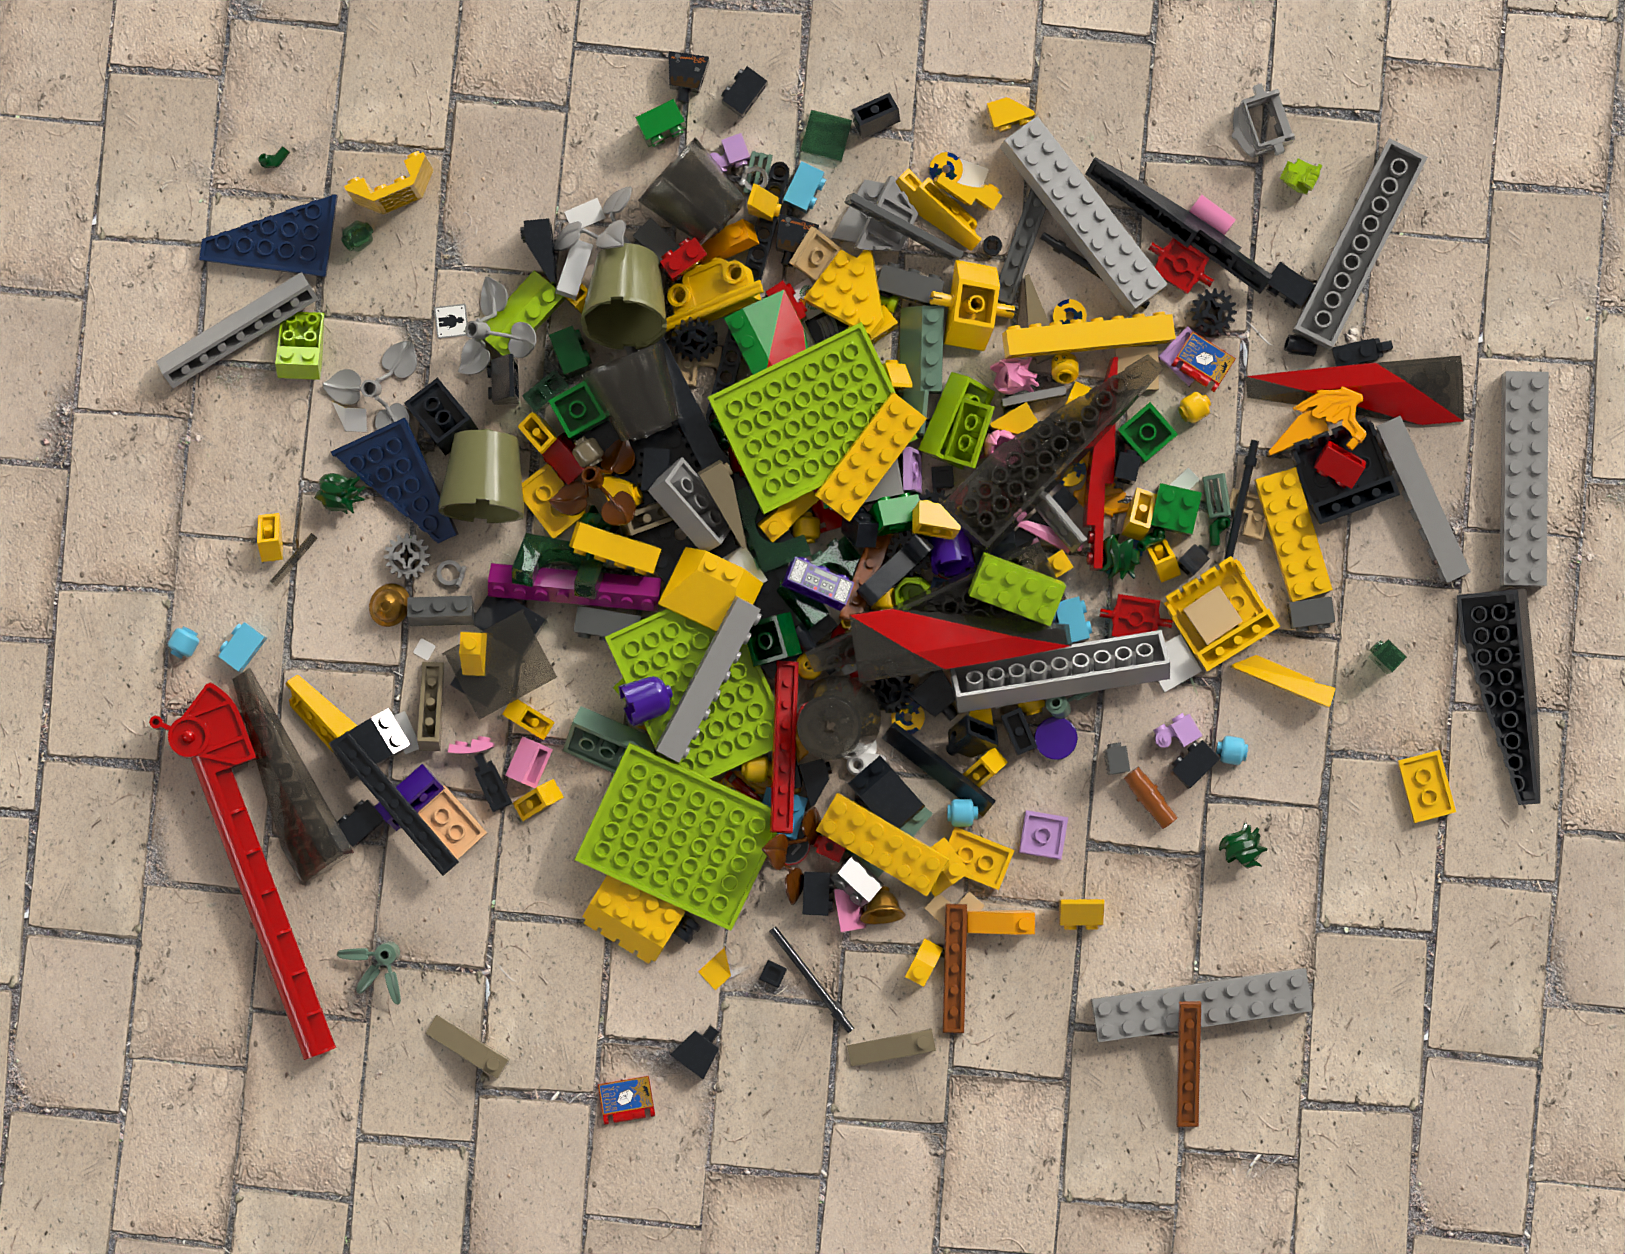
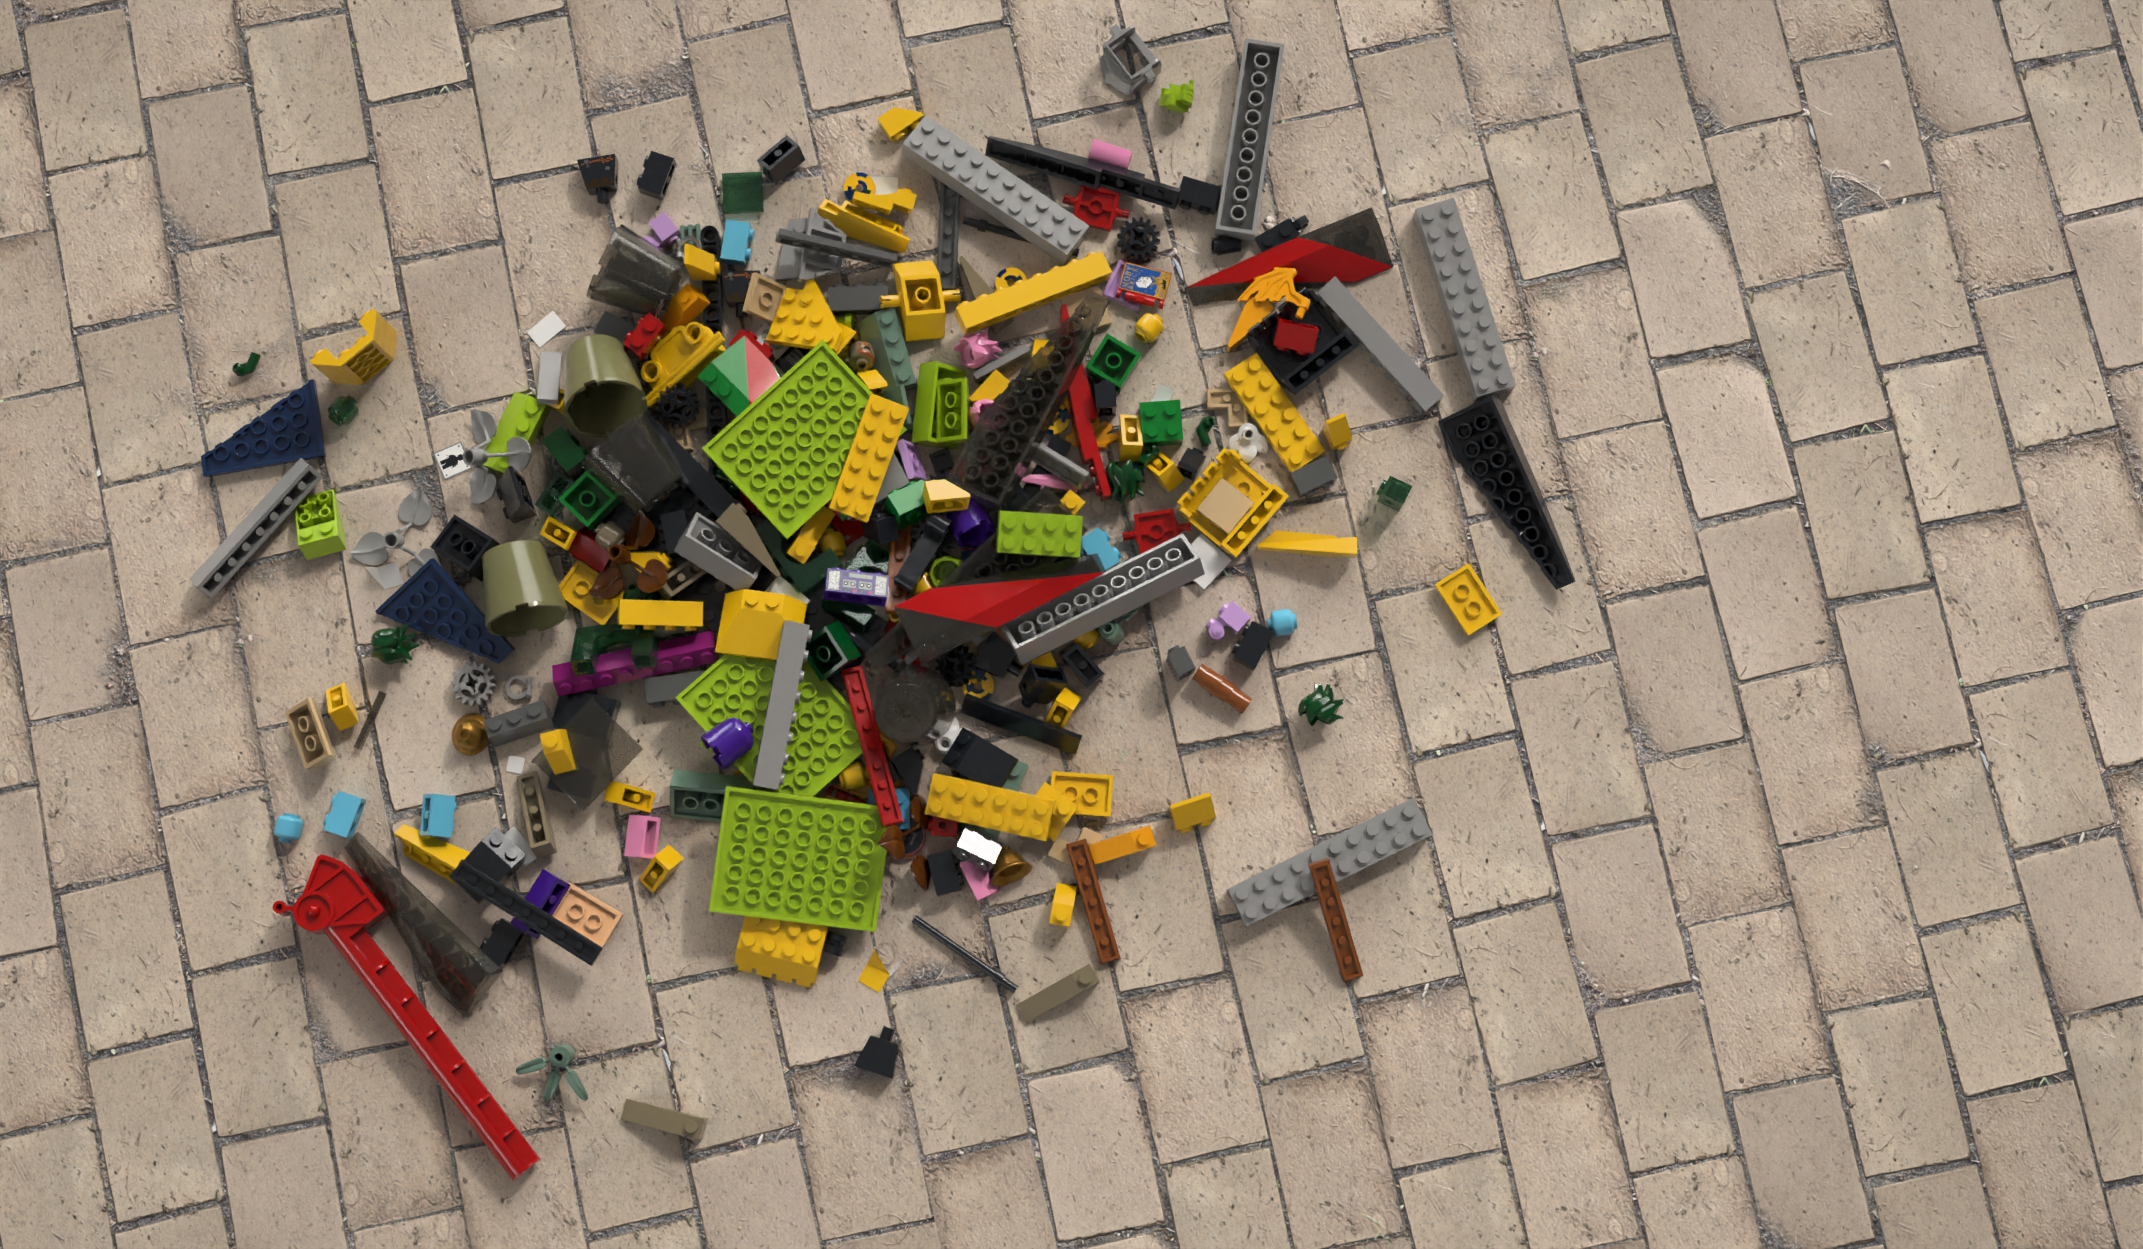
camera: 25 degrees left, 5 degrees down
(232, 557) = (310, 734): none -> tan slope
(334, 677) = (437, 815): none -> medium azure brick
(479, 745) = (589, 837): bright pink slope -> none
(491, 783) = (613, 867): black hinge -> none
(539, 239) = (509, 359): black slope -> none
(611, 237) = (572, 334): light grey plant -> none
(626, 1099) = (827, 1121): piece -> none
(661, 123) = (589, 225): green brick -> none
(773, 973) = (927, 960): black tile -> none
(803, 672) = (872, 675): yellow head -> none
(895, 345) = (861, 355): none -> dark tan head
(962, 812) = (1054, 756): medium azure head -> none
(992, 252) = (923, 248): black bush -> none
(1043, 834) = (1135, 753): lavender tile -> none
(1056, 738) = (1119, 662): dark purple tile -> none
(1064, 368) = (1021, 329): yellow head -> none
(1224, 493) = (1201, 397): sand green tile -> none
(1249, 461) = (1214, 361): black bar -> none
(1255, 559) = (1249, 445): none -> white plate
(1351, 576) = (1337, 432): none -> yellow slope

